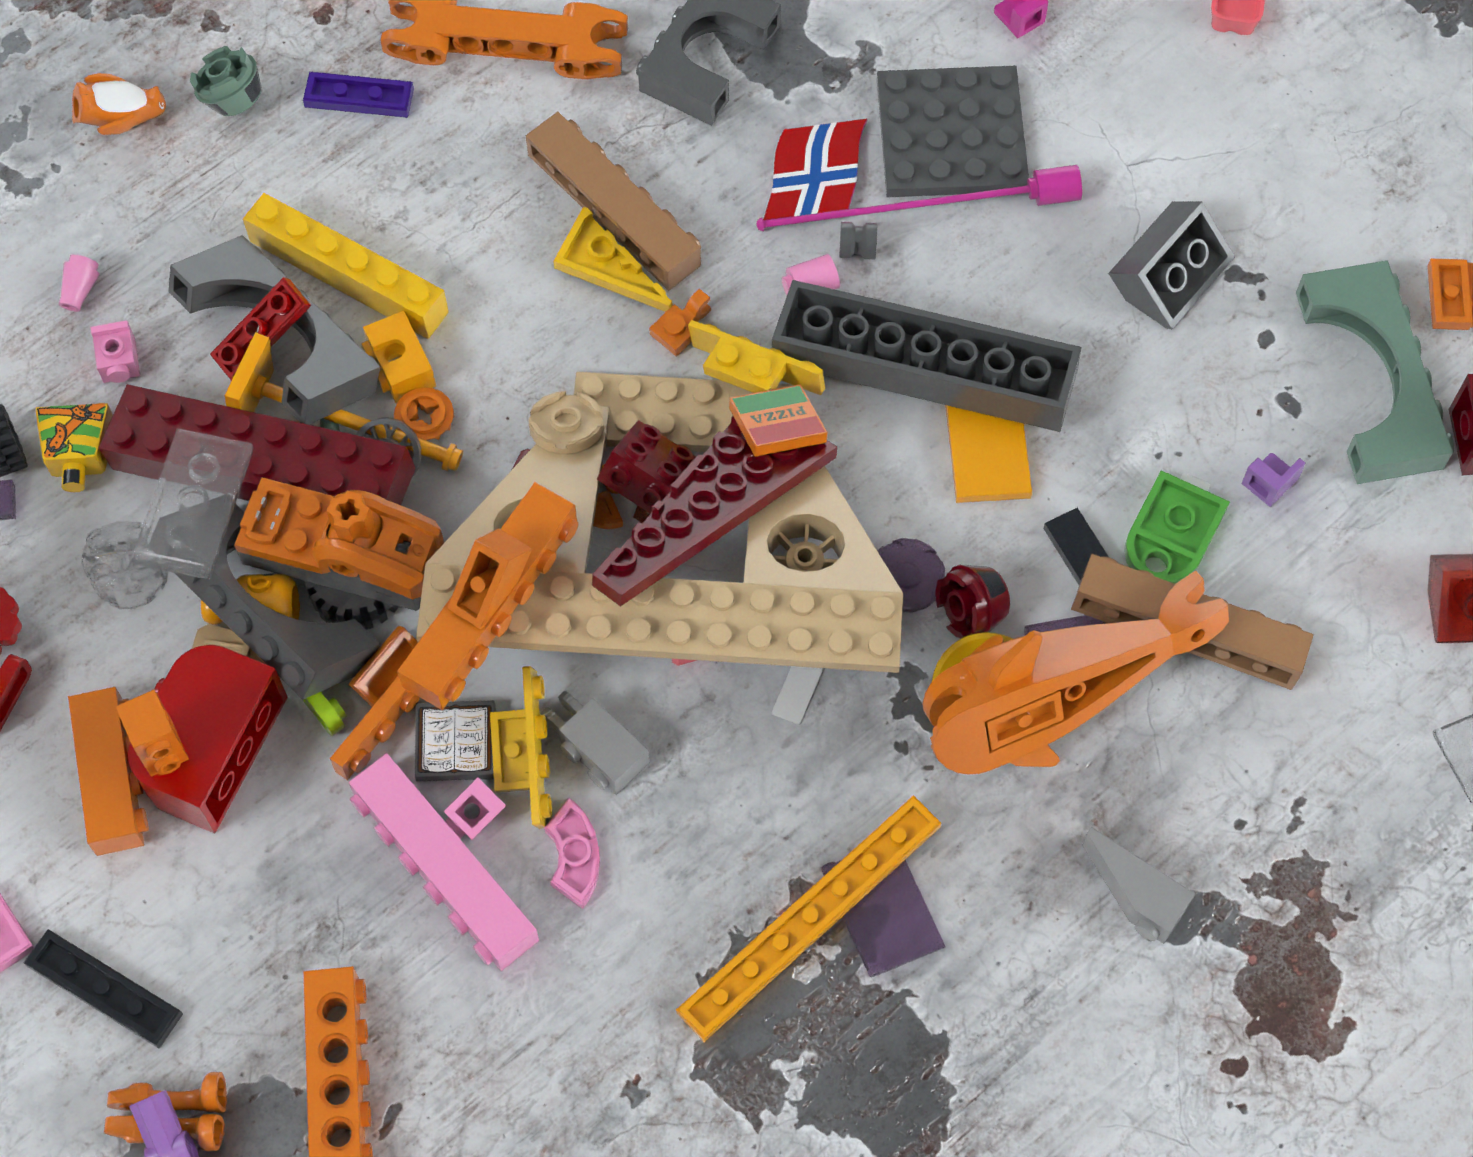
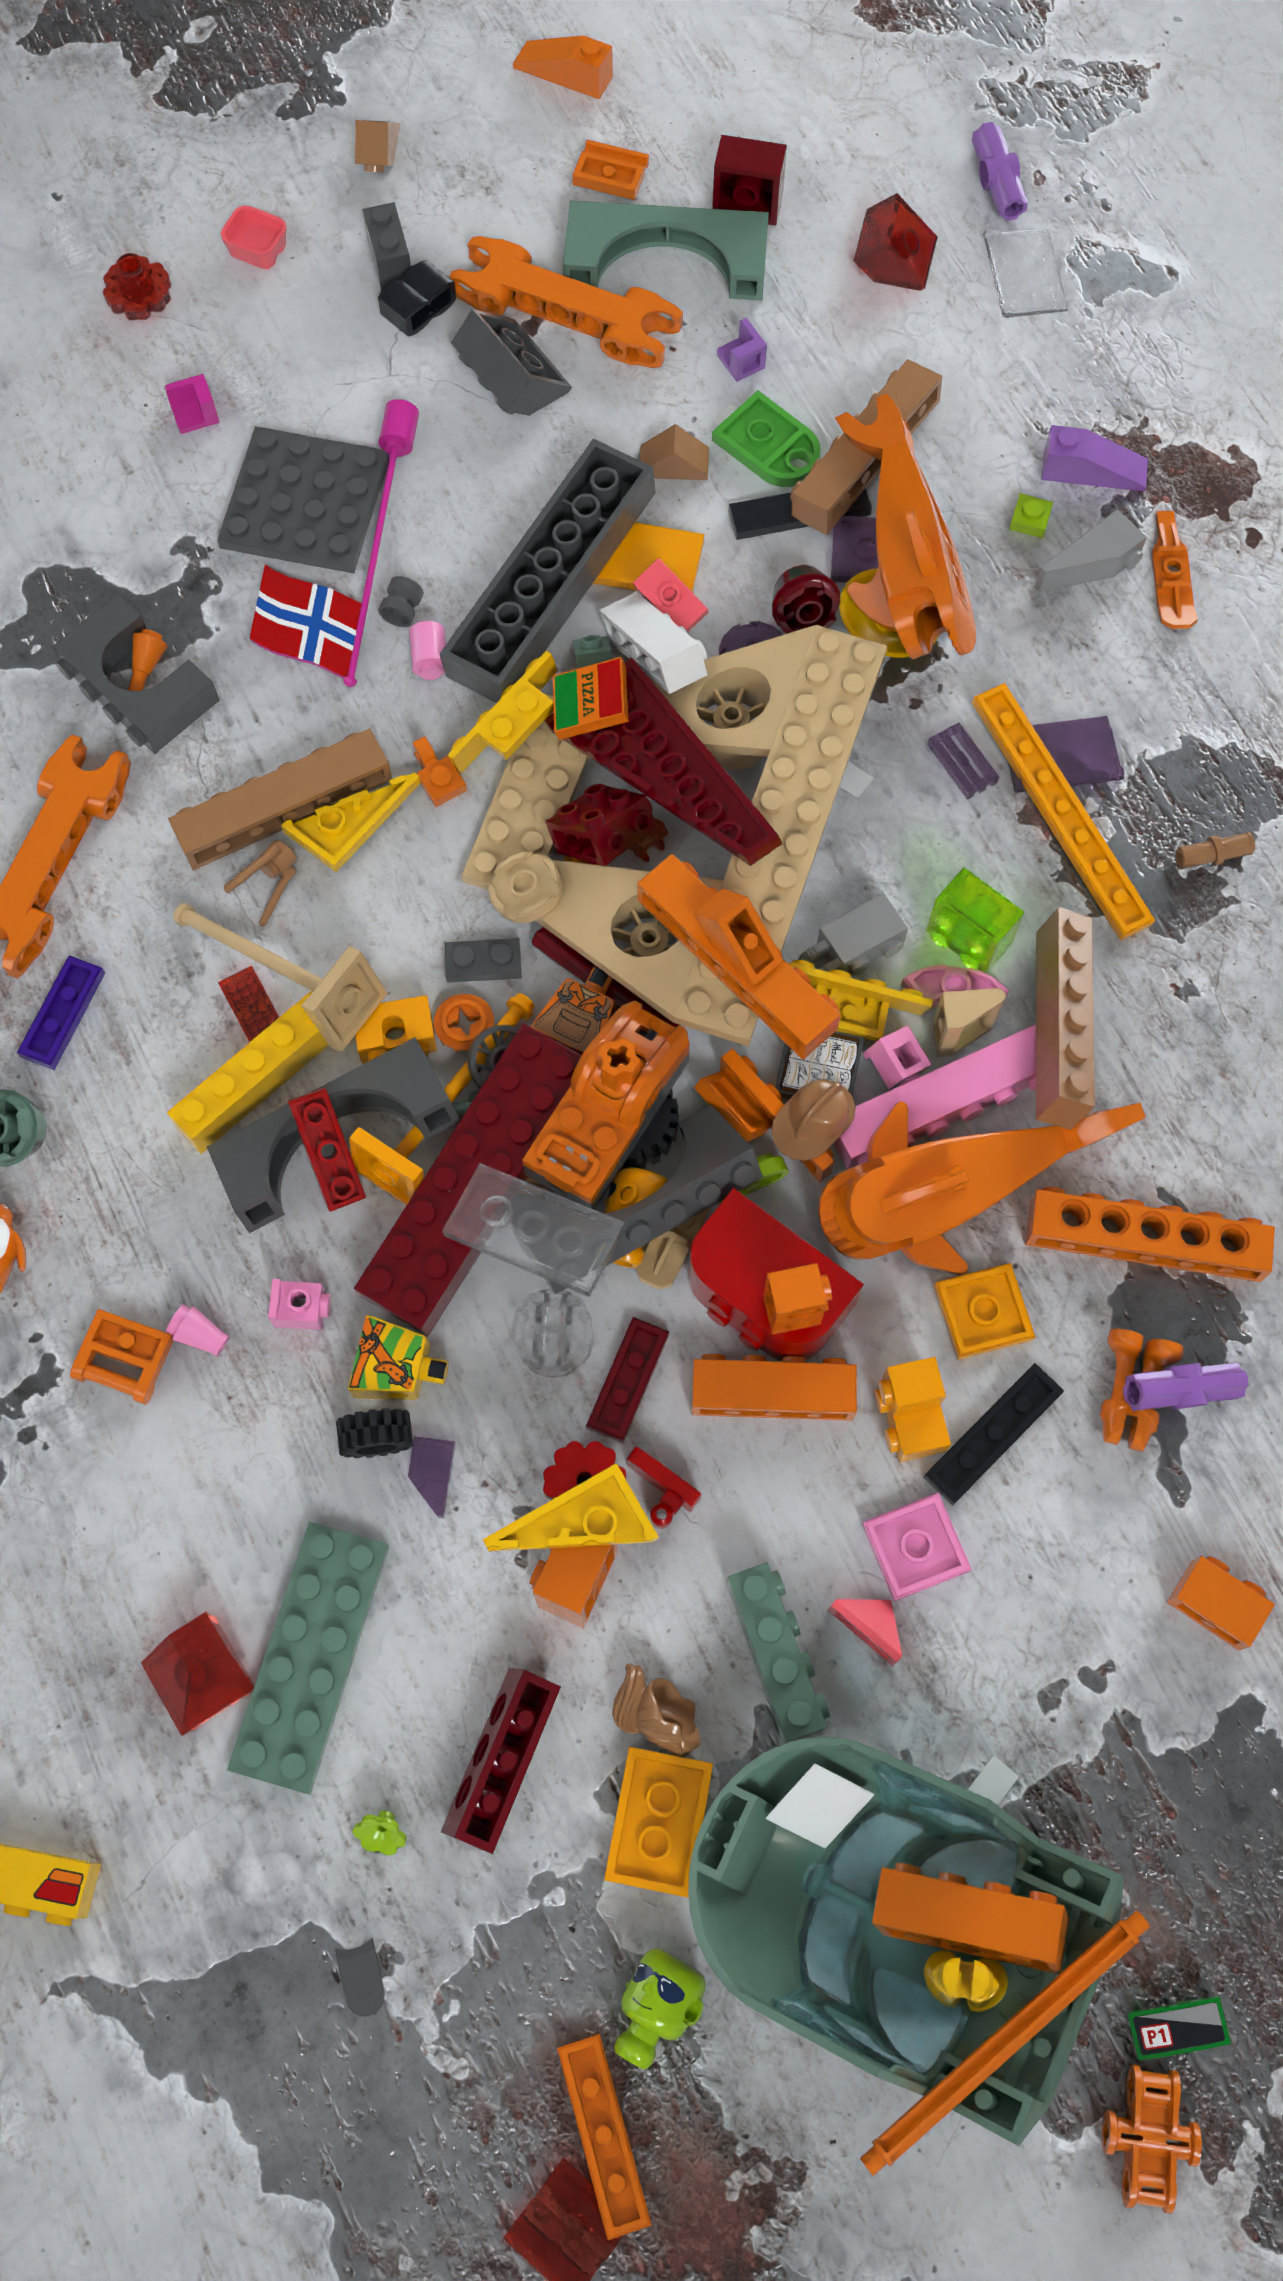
camera: 75 degrees left, 5 degrees up
(55, 236) = (126, 1343): none -> orange plate
(99, 645) = (627, 1380): none -> dark red tile
(104, 901) = (912, 1402): none -> light orange brick
(228, 953) = (984, 1311): none -> light orange tile
(326, 857) = (924, 1190): none -> orange animal
(381, 737) = (813, 1119): none -> medium nougat piece
(400, 290) = (338, 1001): none -> tan tile
(403, 235) = (249, 1002): none -> clear red tile
(445, 498) = (577, 1011): none -> torso
(495, 415) = (483, 960): none -> dark grey plate
(522, 857) = (965, 1018): none -> tan tile
(543, 950) = (1064, 1019): none -> medium nougat brick
(547, 213) = (272, 862): none -> medium nougat plant
(637, 843) = (974, 921): none -> clear neon green brick
(734, 50) = (146, 653): none -> orange cone
(805, 1088) = (1215, 850): none -> medium nougat pin
(820, 830) = (978, 784): none -> clear purple tile
(853, 421) = (591, 650): none -> sand green bracket
(863, 463) = (654, 642): none -> white brick
(931, 472) = (670, 595): none -> coral brick
(1118, 445) = (676, 455): none -> medium nougat slope
(1132, 990) = (1172, 588): none -> orange piece
(1173, 815) = (1031, 515): none -> lime plate
(1219, 159) = (417, 297): none -> black brick
(1264, 864) = (1091, 460): none -> medium lavender slope
(1265, 350) = (615, 319): none -> orange piece
(1270, 116) = (386, 242): none -> dark grey brick
(1397, 72) = (375, 144): none -> medium nougat slope

